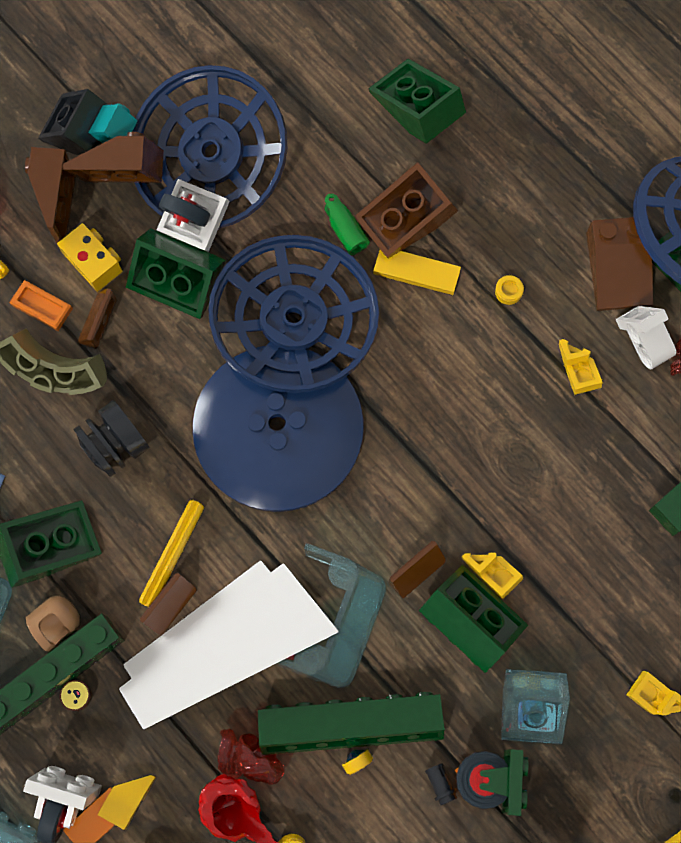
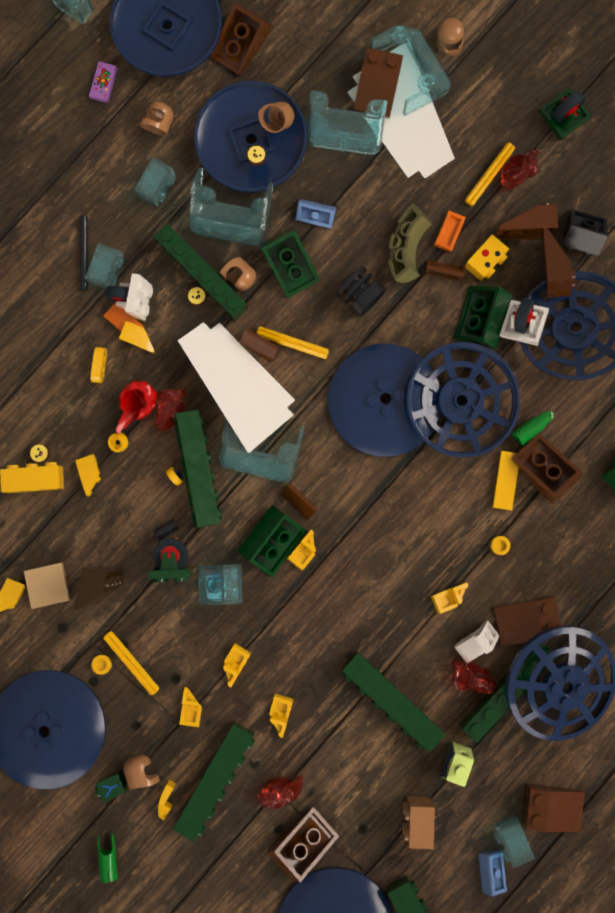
camera: 85 degrees right, 10 degrees up
(112, 122) = (584, 258): teal brick -> none

